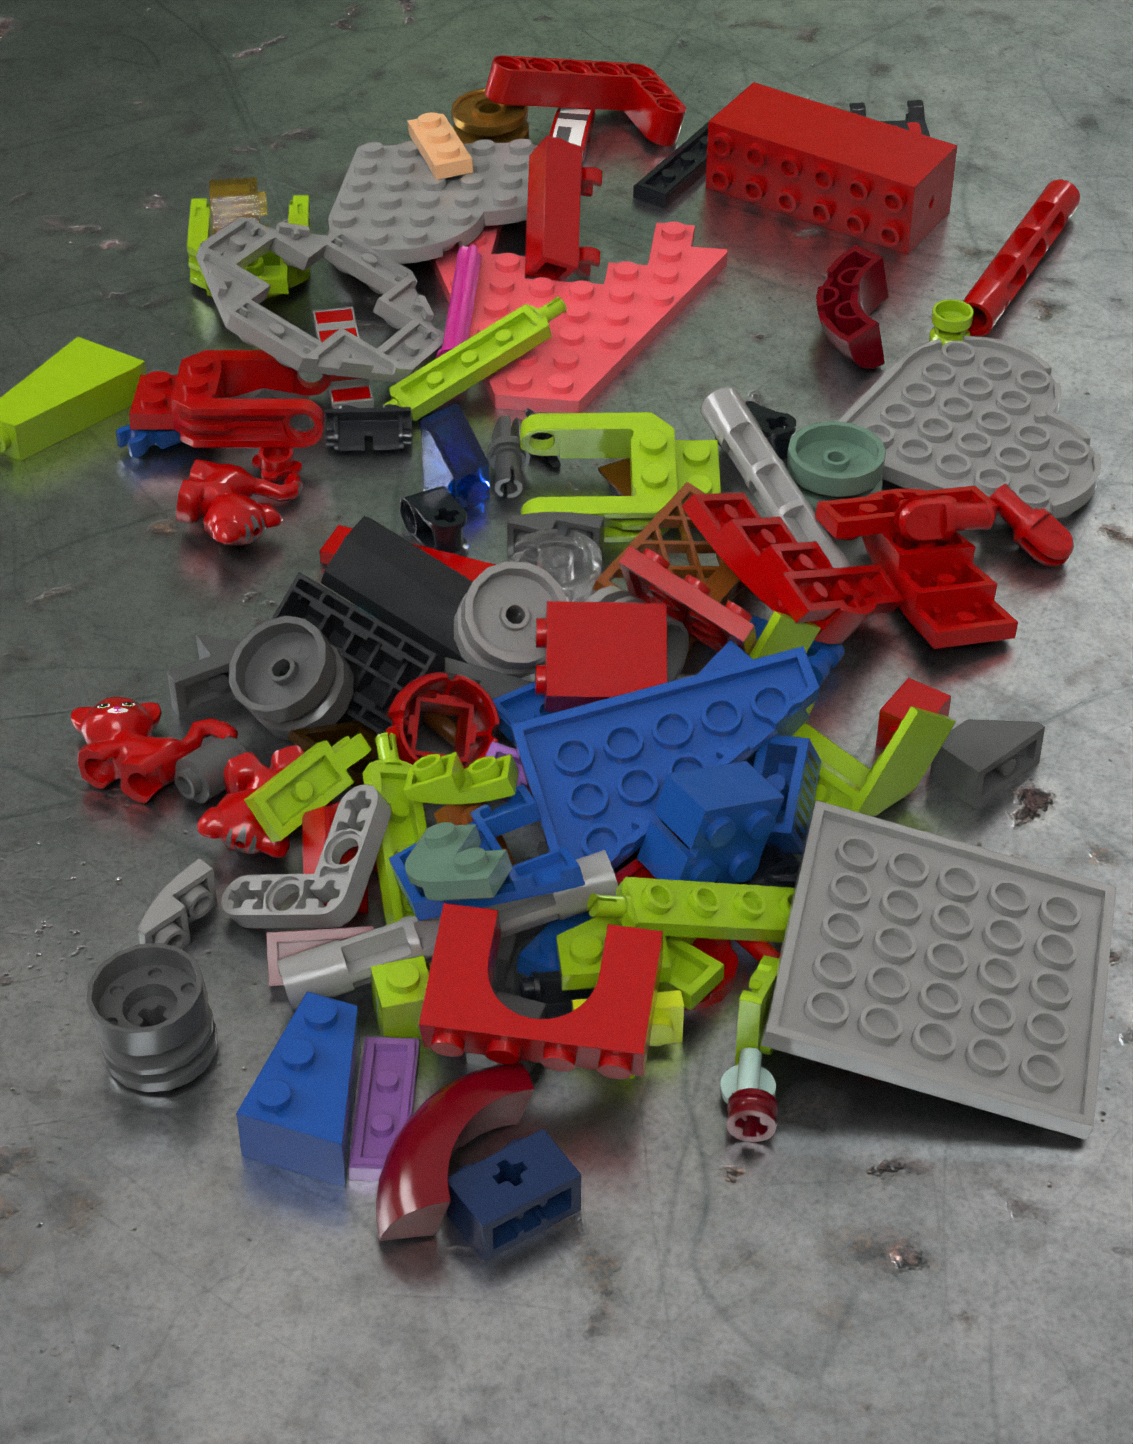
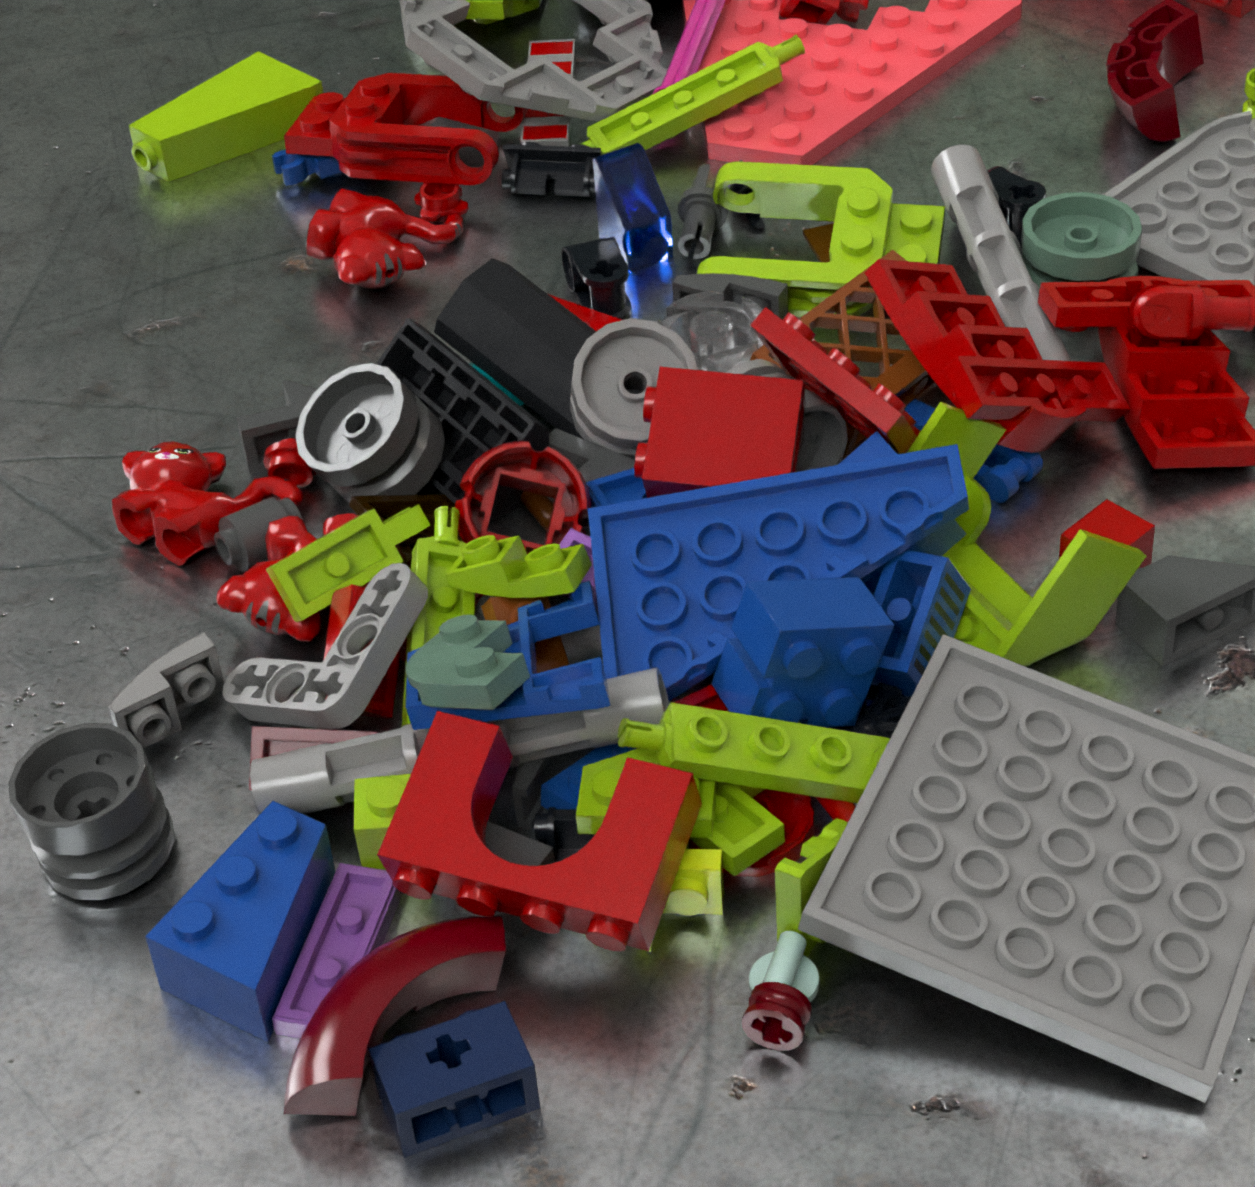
camera: 15 degrees right, 0 degrees up
(219, 703) = (284, 461): none -> red plate

